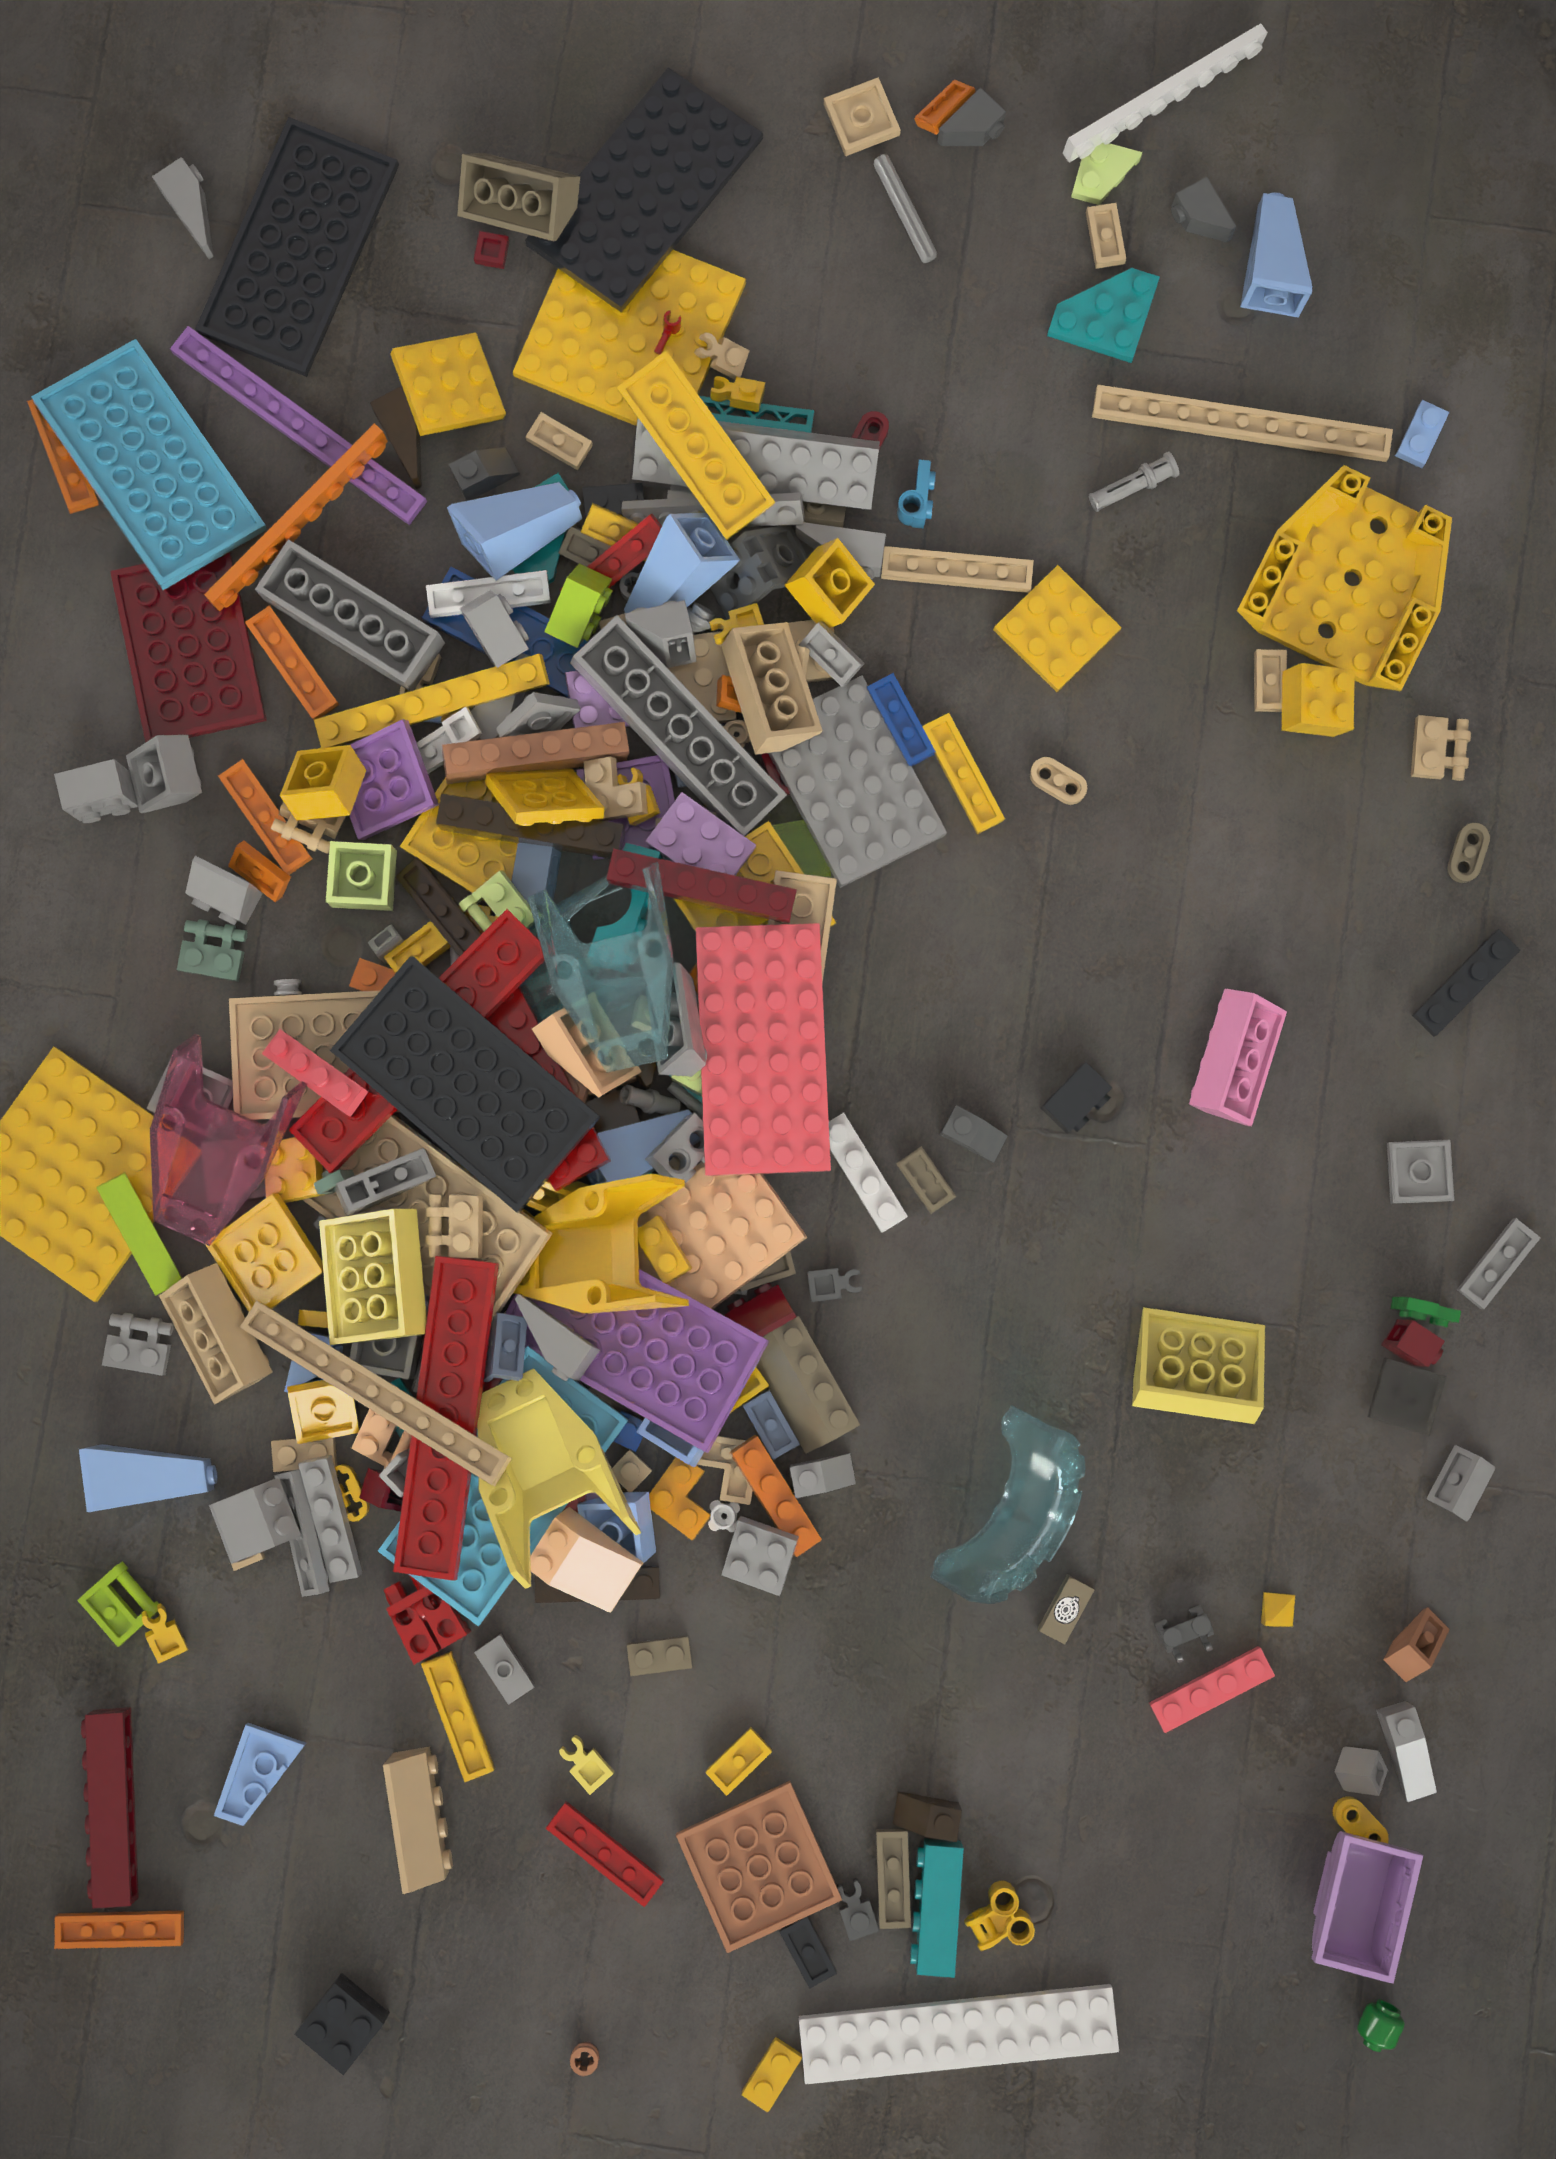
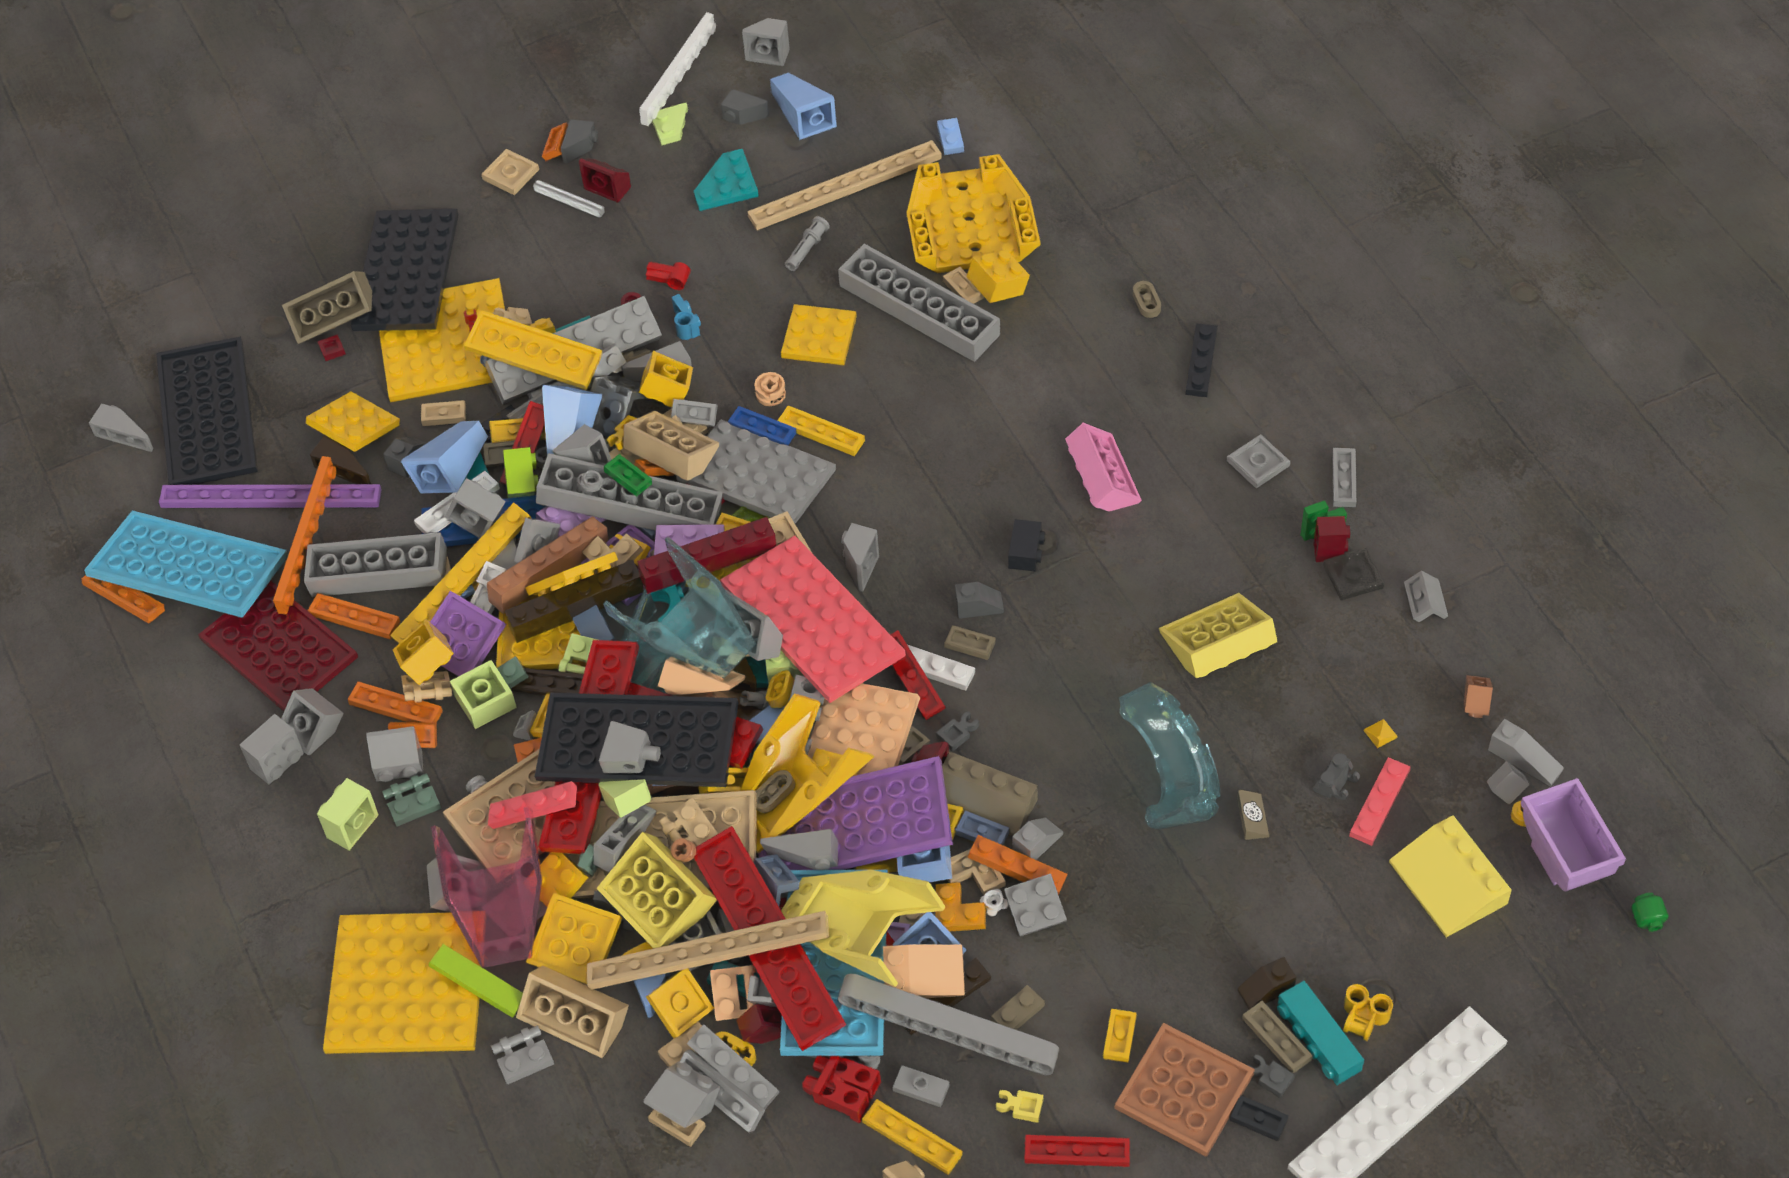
camera: 30 degrees left, 30 degrees down
(126, 932) = (347, 814): none -> yellowish green brick
(135, 1476) = (582, 1124): light blue slope -> none
(408, 1143) = (625, 795): none -> yellowish green slope
(410, 869) = (513, 672): none -> sand green plate
(418, 1257) = (690, 847): none -> nougat bush
(438, 1099) = (626, 750): none -> light grey torso
(569, 1645) = (948, 1024): none -> light grey beam
(574, 1241) = (772, 791): none -> dark tan plate
(643, 683) = (595, 478): none -> light grey plate
(667, 1113) = (780, 689): none -> yellow plate
(686, 709) = (627, 475): none -> green plate
(831, 1188) = (917, 681): none -> red plate
(883, 984) = (860, 553): none -> light grey slope
(946, 671) = (770, 387): none -> light nougat wheel
(947, 420) = (674, 276): none -> red piece
(957, 569) = (737, 338): tan plate -> none
(963, 211) = (604, 179): none -> dark red slope
(1059, 778) = (879, 401): tan plate -> none
(1105, 235) = (696, 147): tan plate -> none
(1199, 671) = (919, 302): none -> light grey brick
(1210, 1834) = (1451, 876): none -> light yellow slope
(1302, 128) = (766, 42): none -> light grey slope
(1430, 748) = (1081, 266): tan plate -> none

